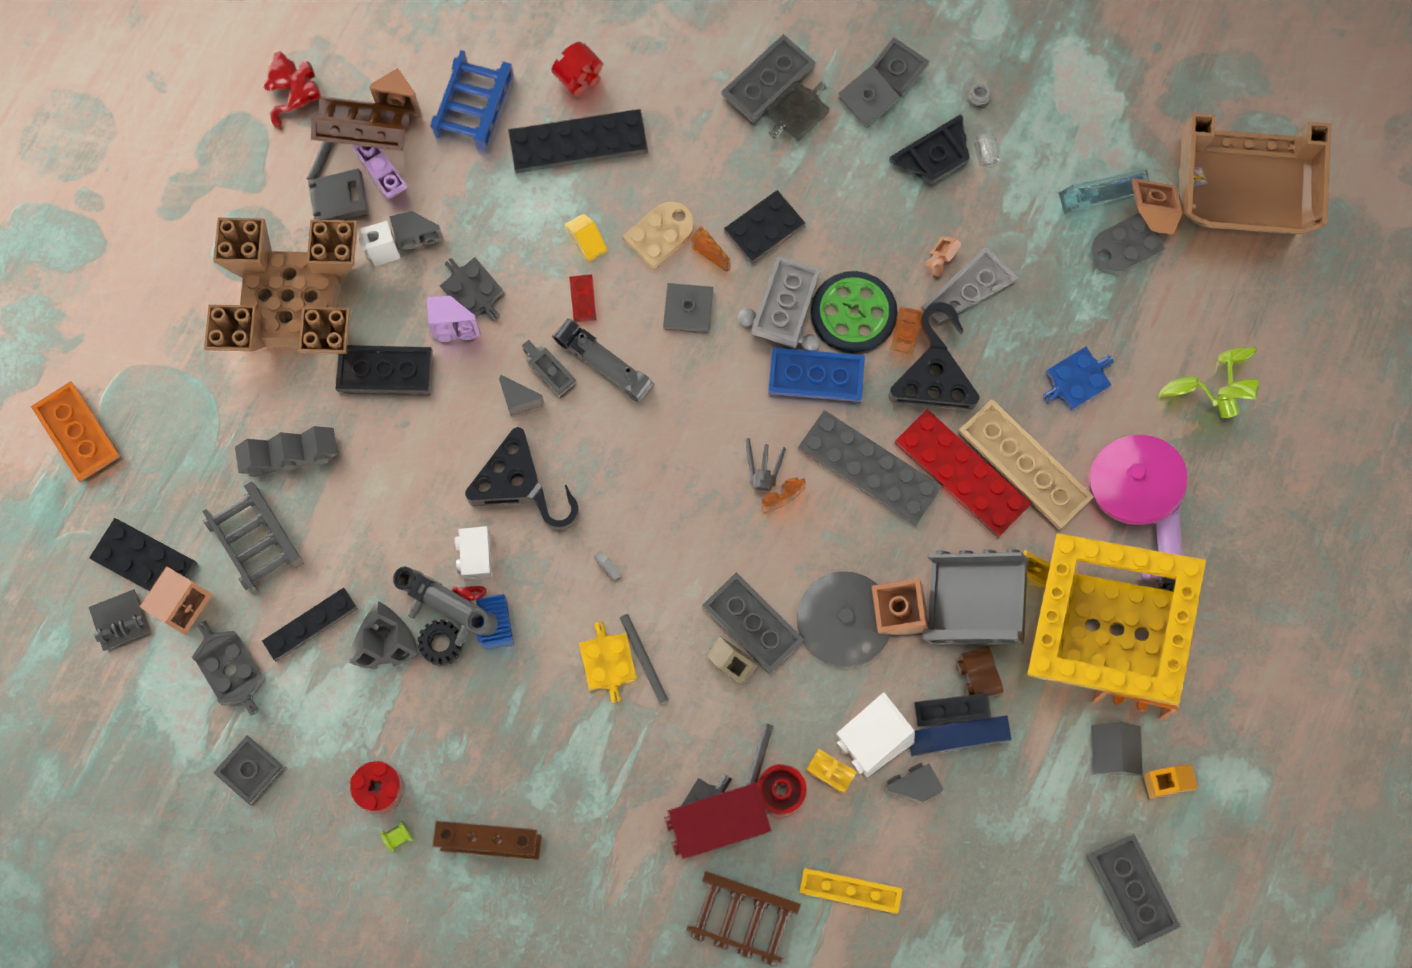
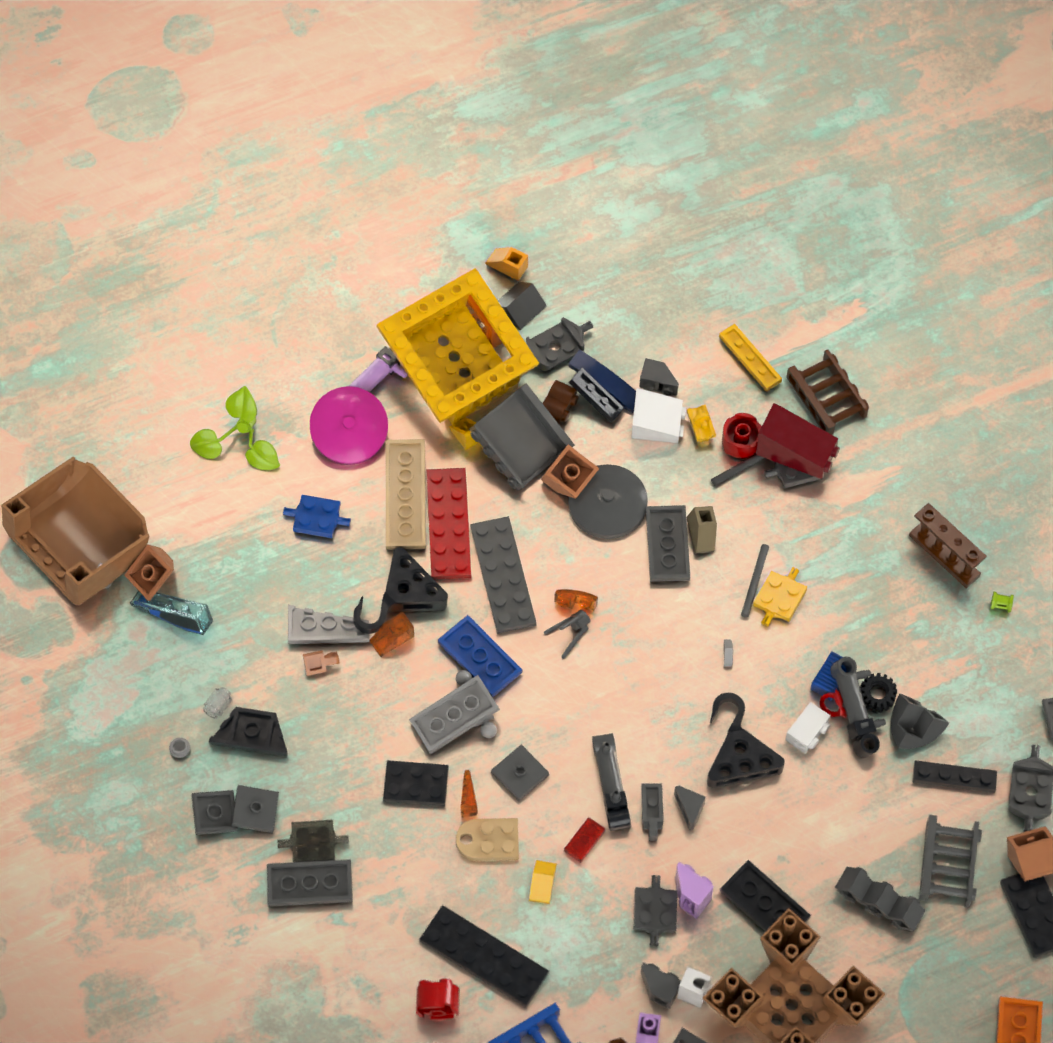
camera: 140 degrees left, 10 degrees down
(363, 787) = (981, 636): red brick -> none
(853, 341) = (407, 652): wedge -> none
(1055, 718) = (566, 335): none -> dark grey plate
(1126, 244) = (195, 569): dark grey plate -> none
(1134, 891) = (586, 231): dark grey plate -> none

